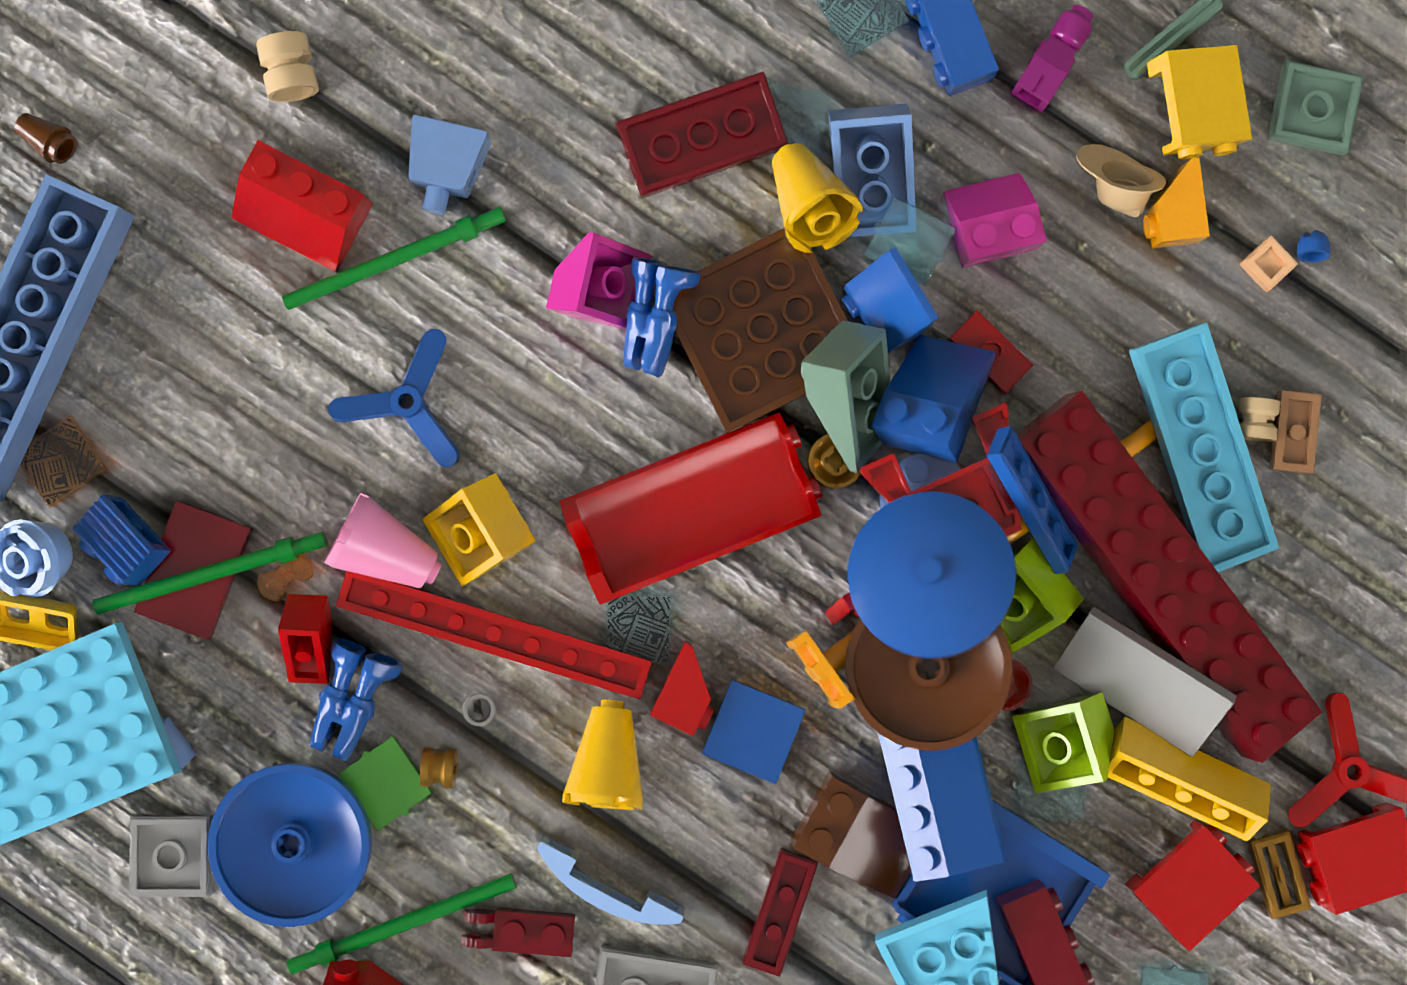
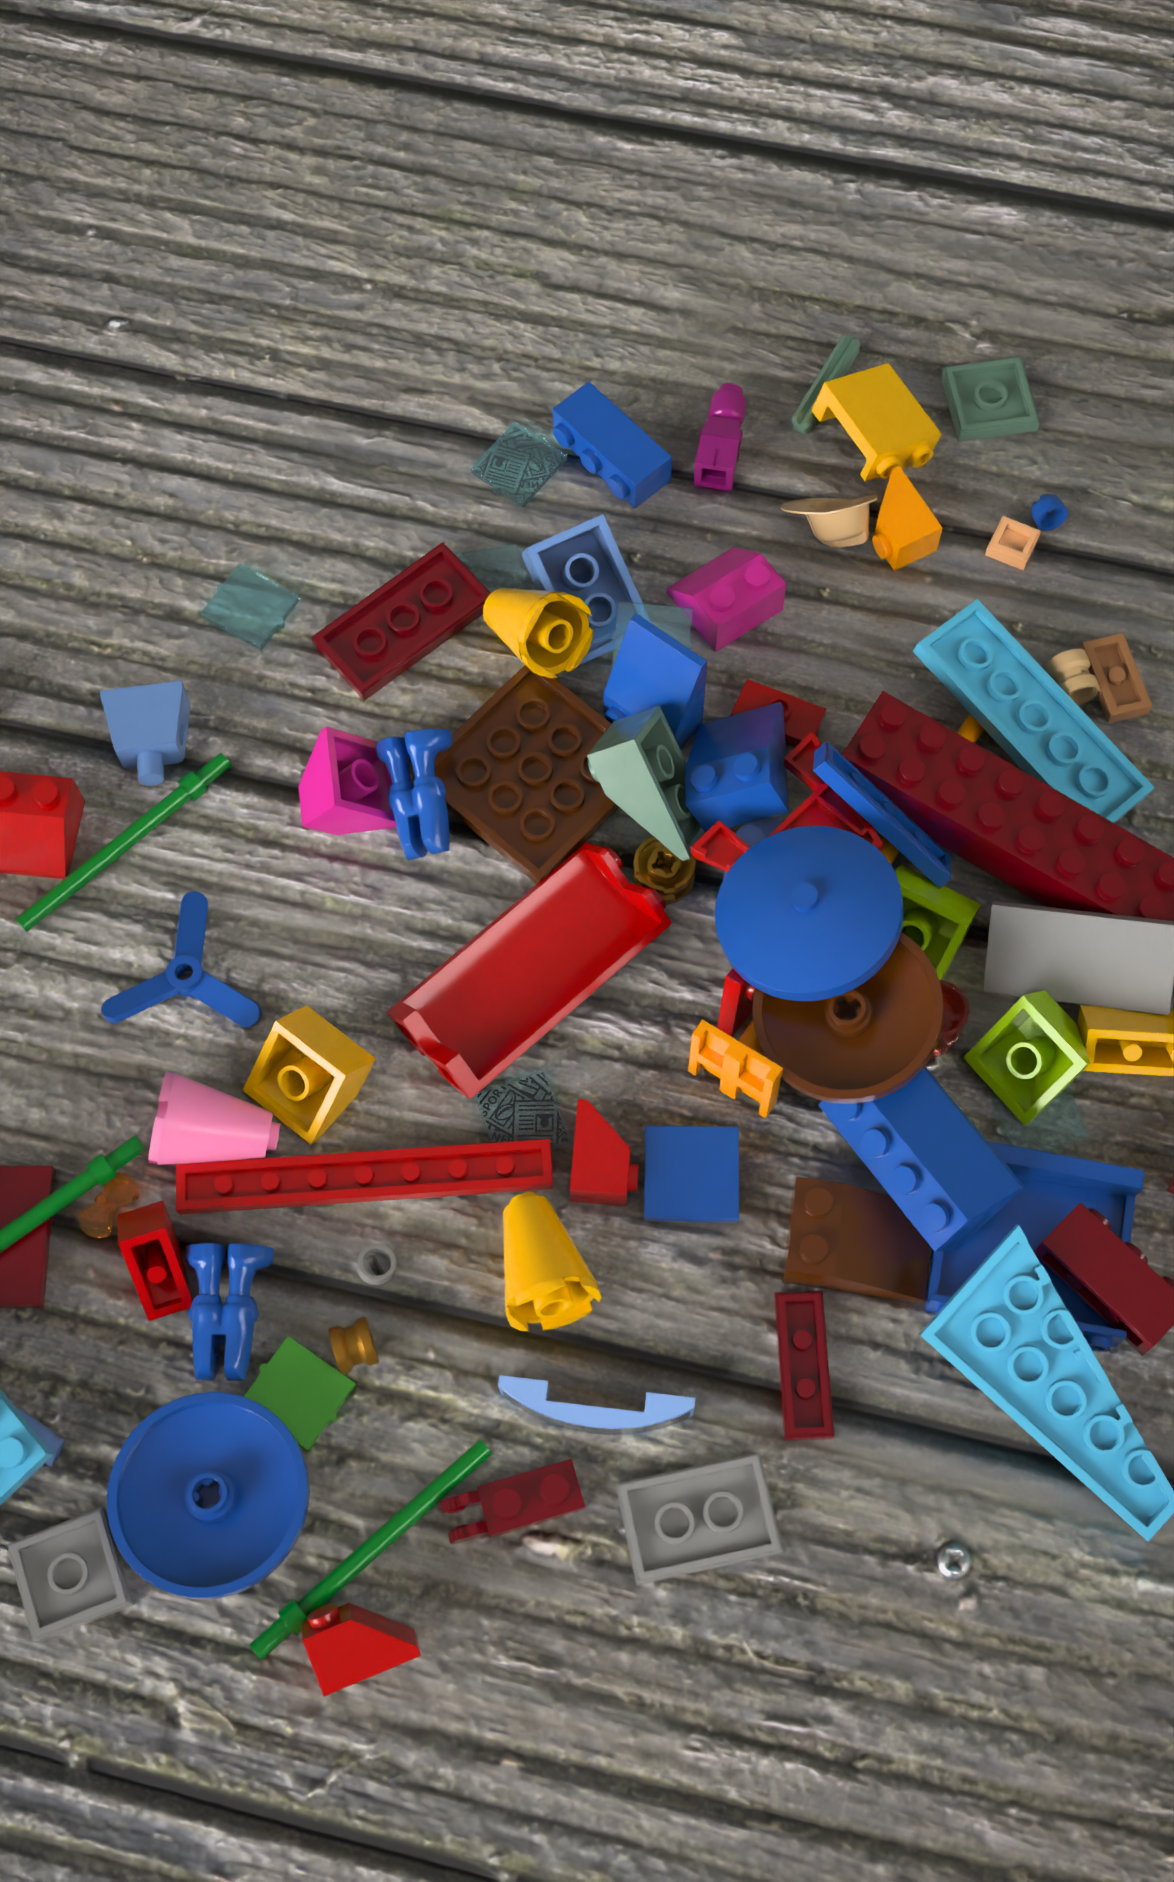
camera: 20 degrees left, 20 degrees down
(573, 67) = (250, 606): none -> clear light blue piece

